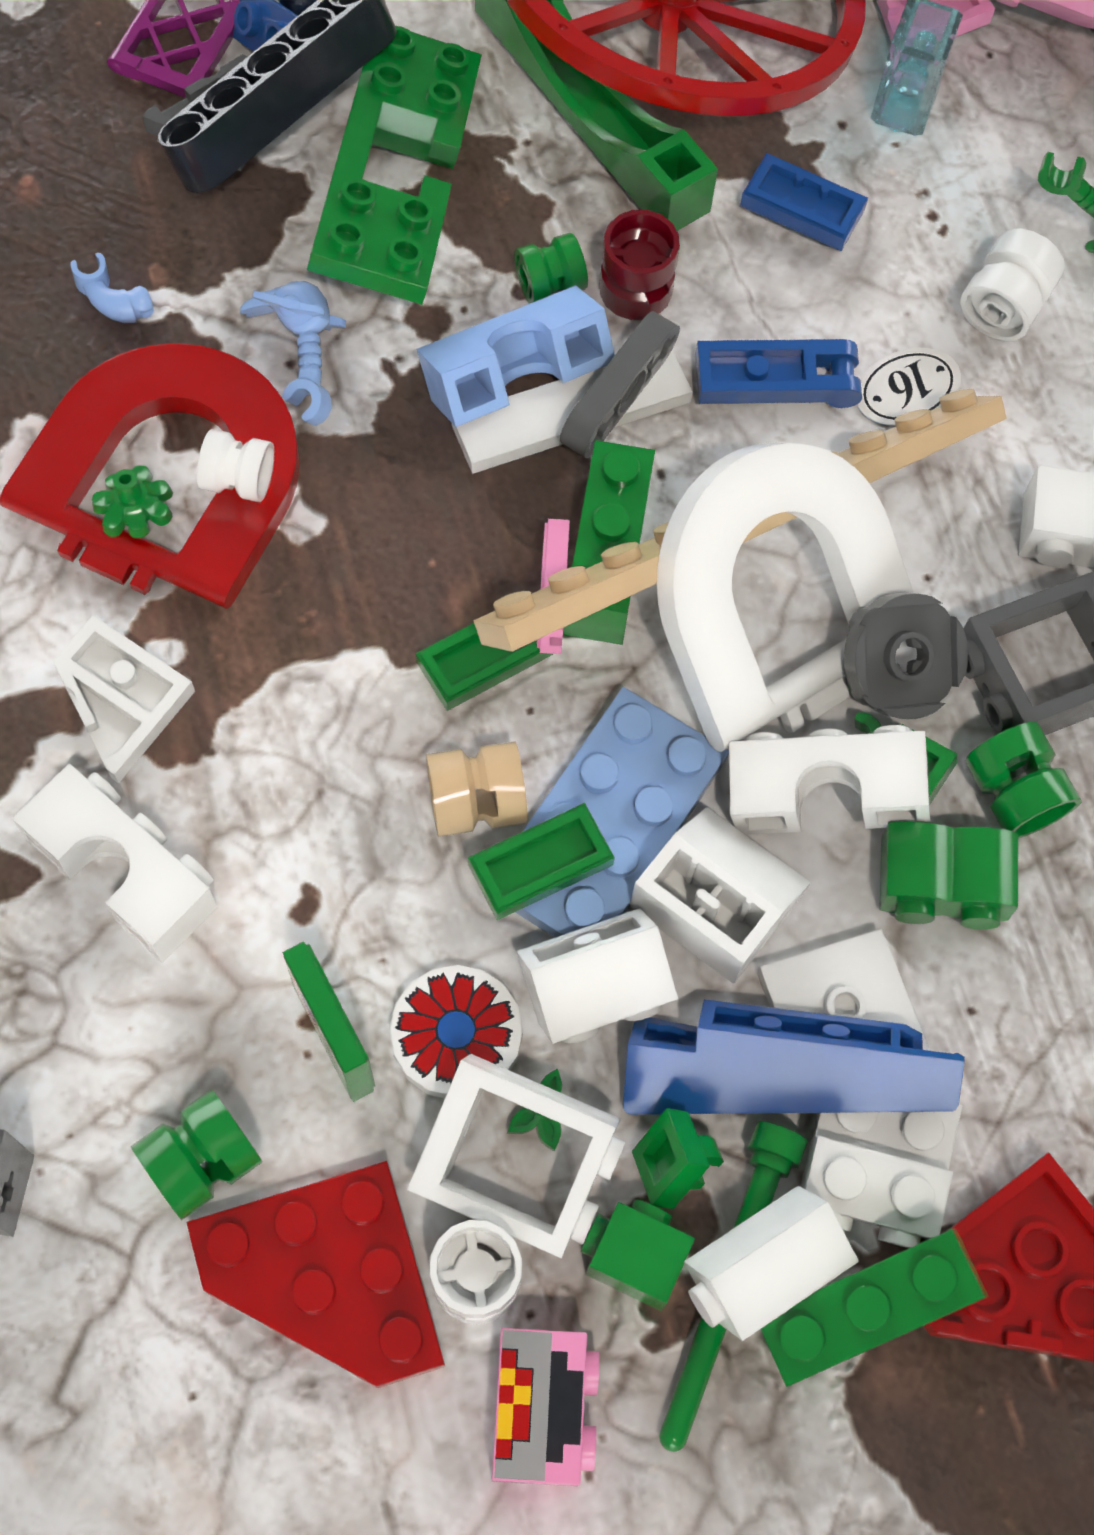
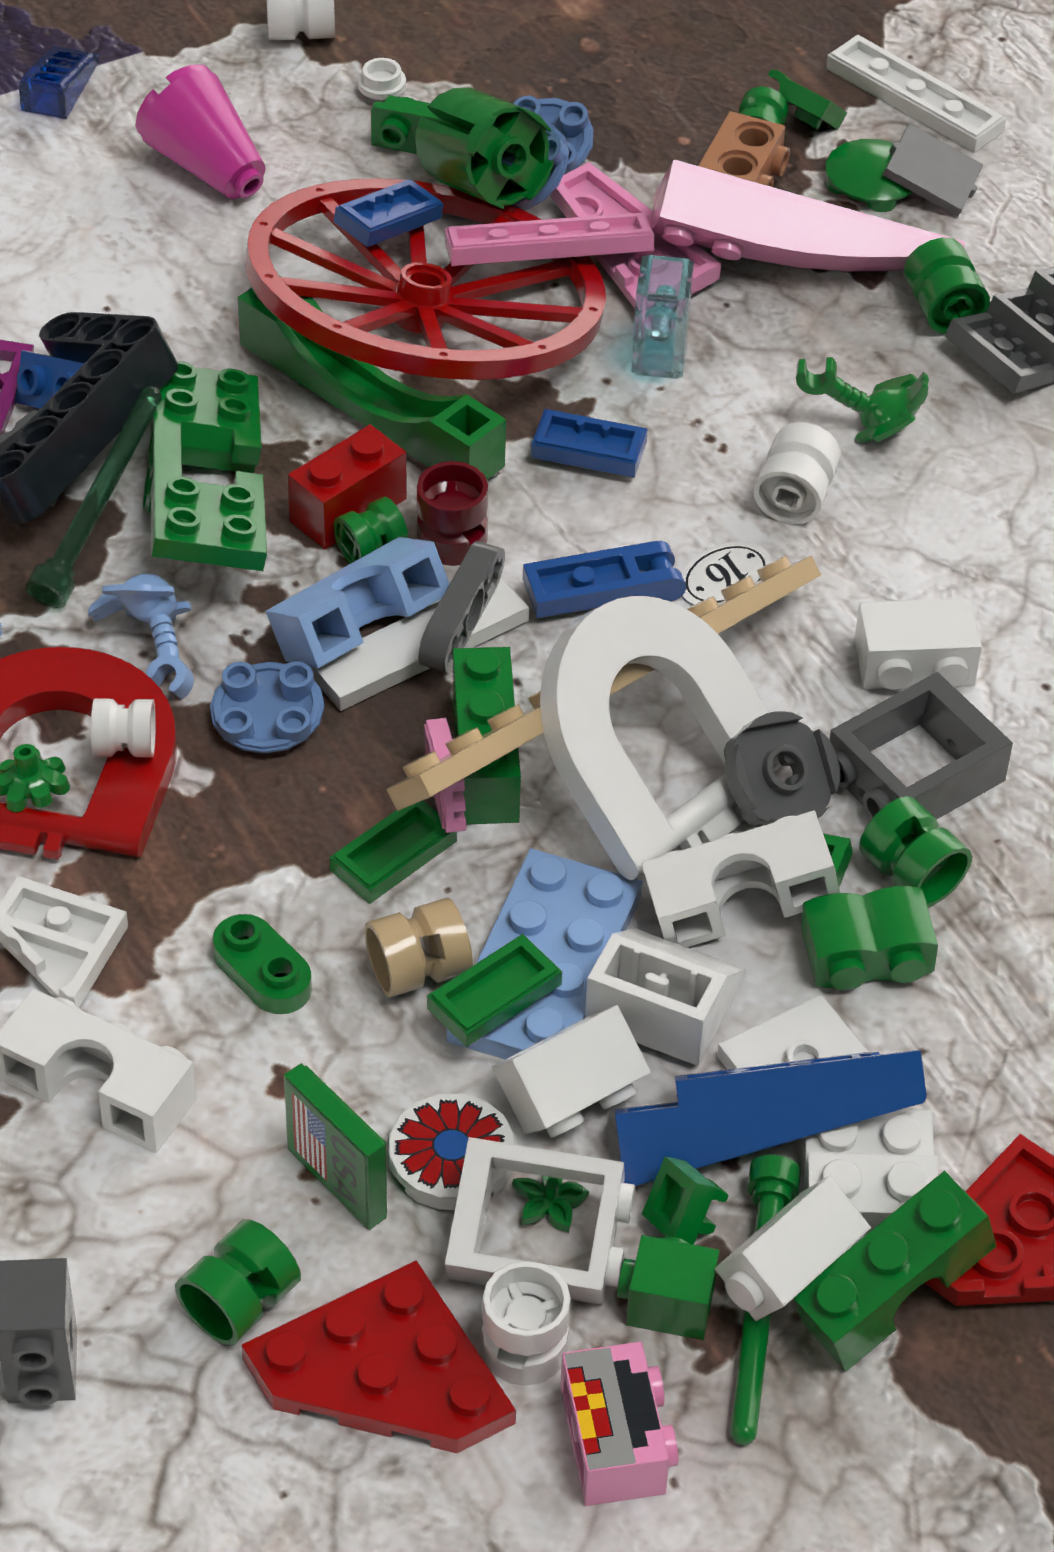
camera: 10 degrees left, 20 degrees down
(216, 261) = (53, 580): none -> clear green piece
(316, 761) = (255, 961): none -> green plate
(396, 457) = (267, 705): none -> medium blue dish
(539, 204) = (345, 481): none -> red brick

